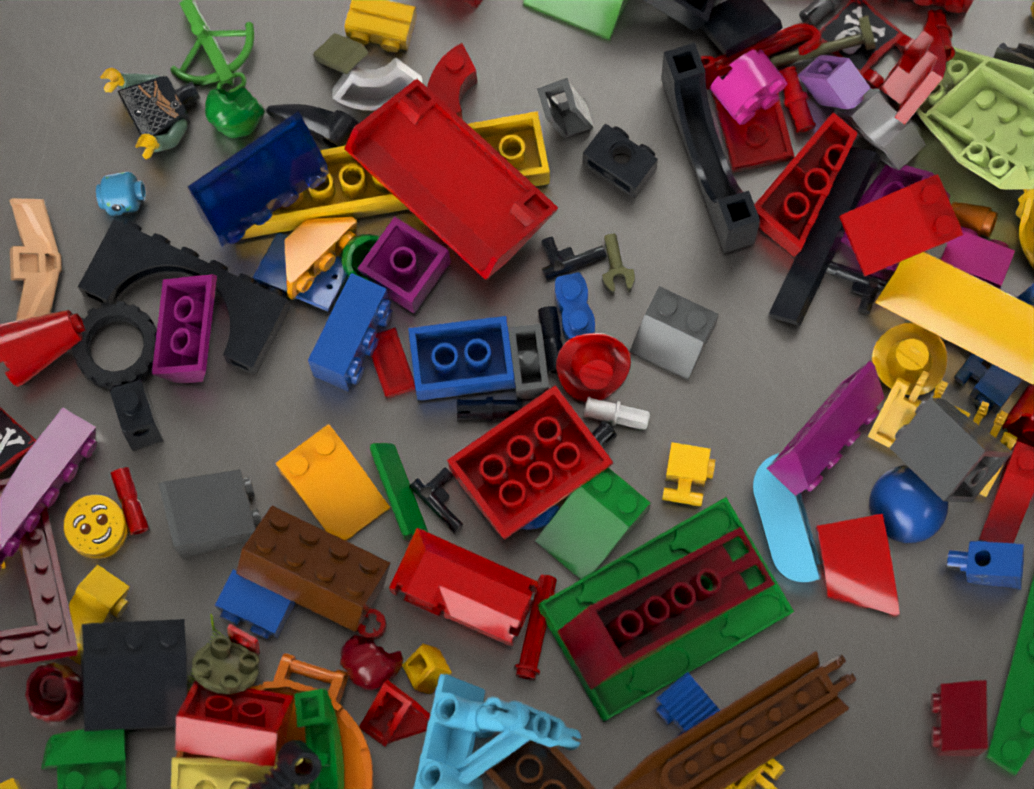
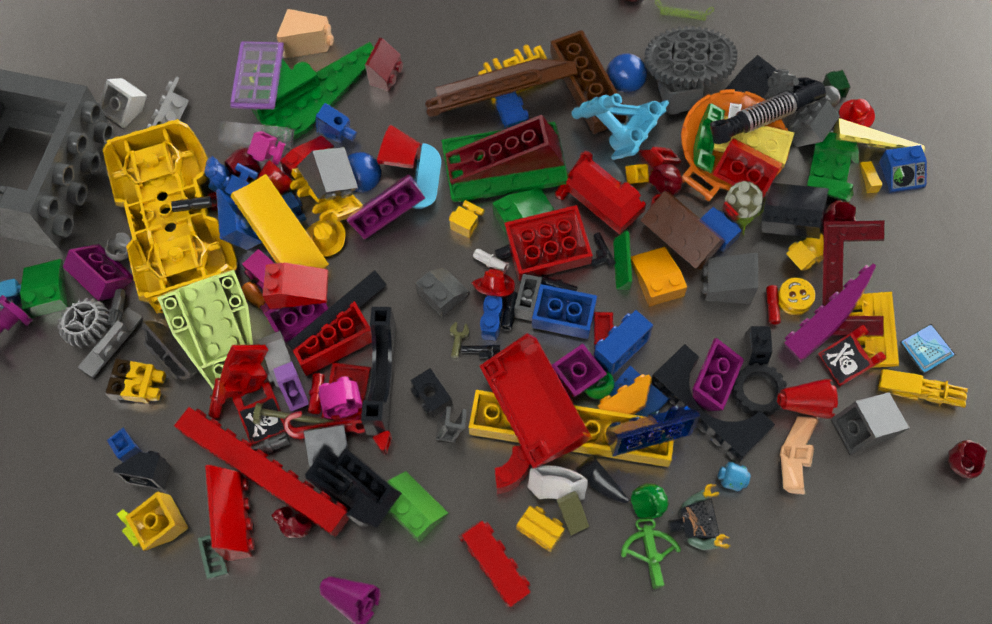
camera: 160 degrees left, 10 degrees down
(656, 58) = (383, 441): none -> red slope
(861, 284) = (332, 283): black hose -> none

